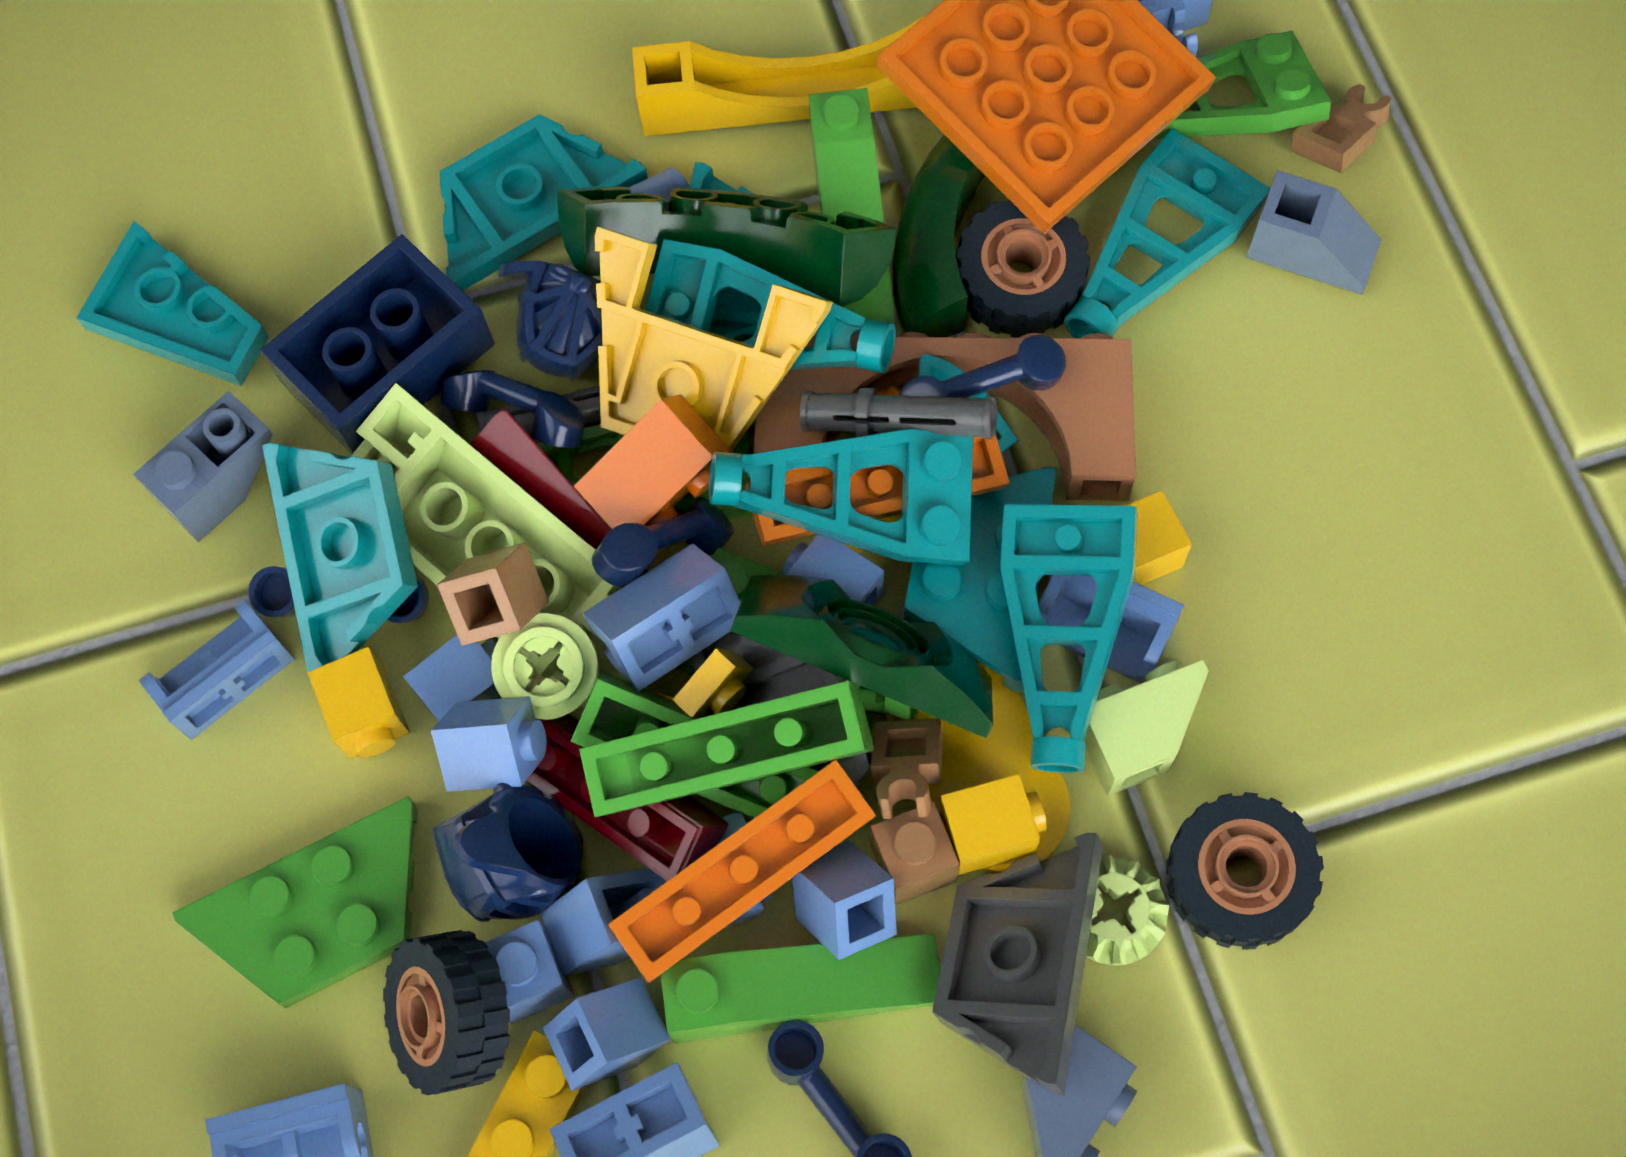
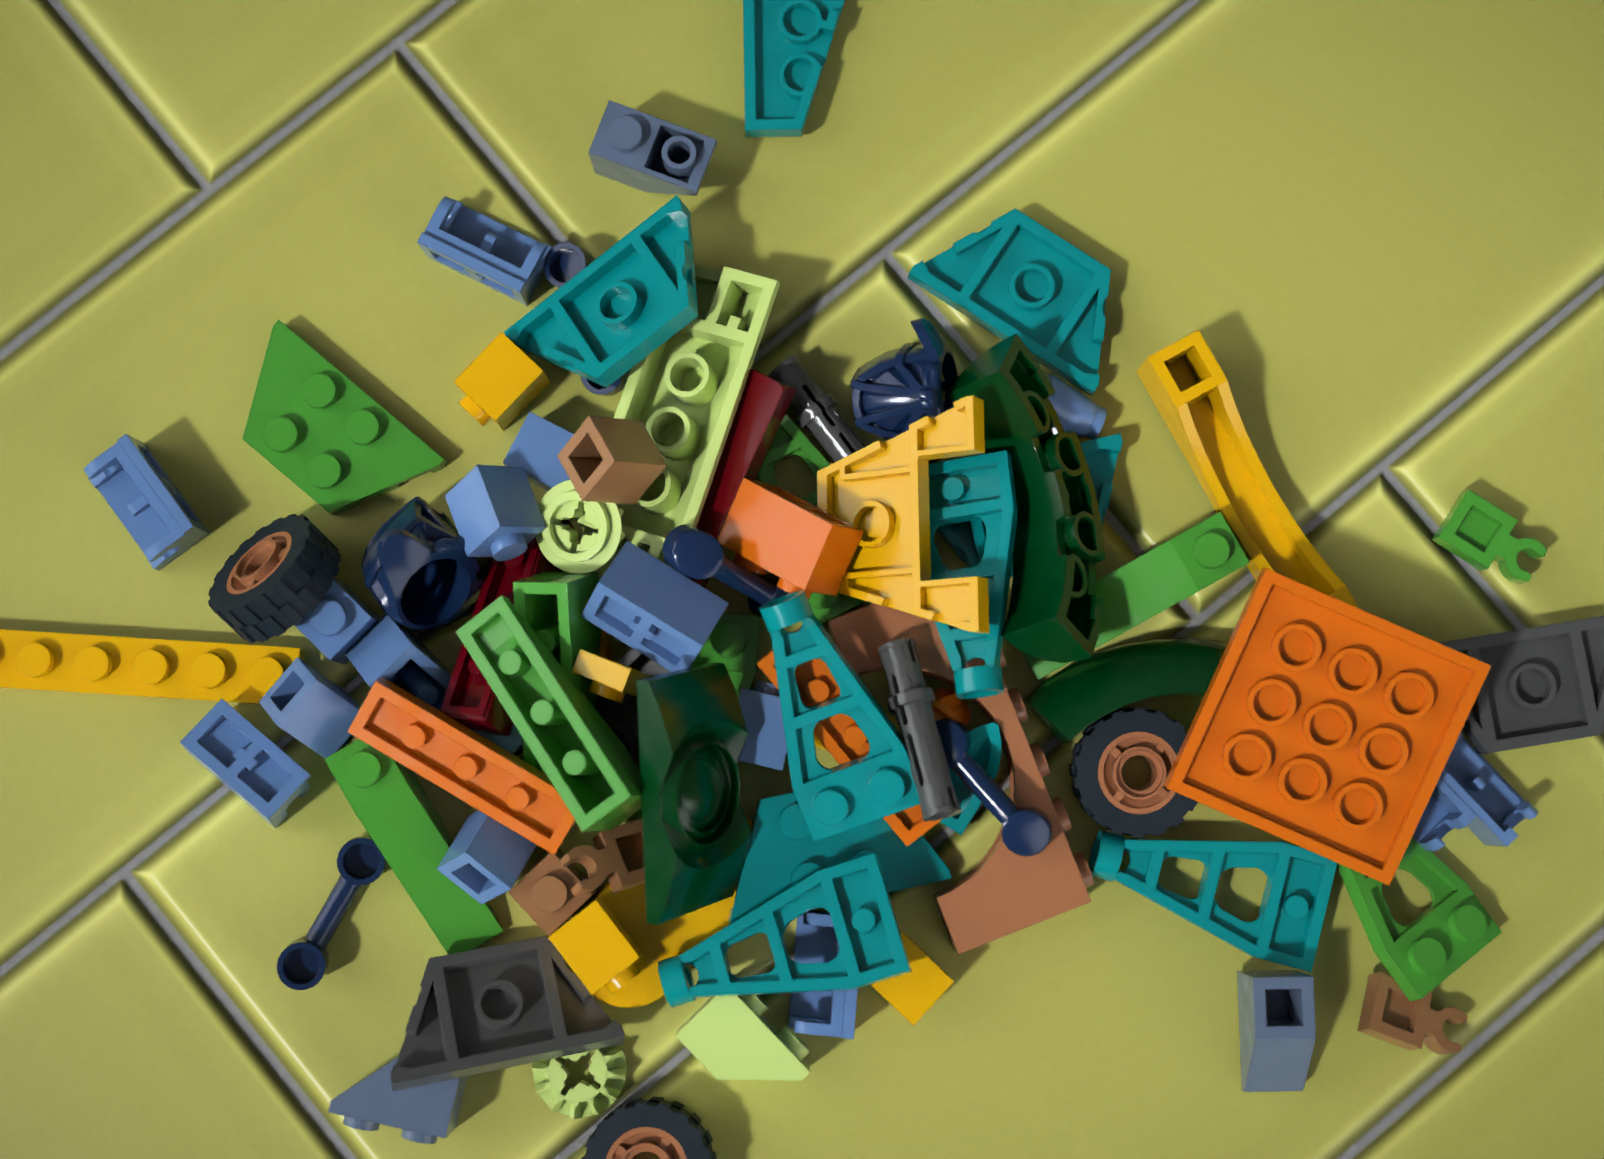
camera: 60 degrees right, 15 degrees up
(378, 328) = (820, 240): dark blue brick -> none
(555, 420) = (807, 432): dark blue bar -> none

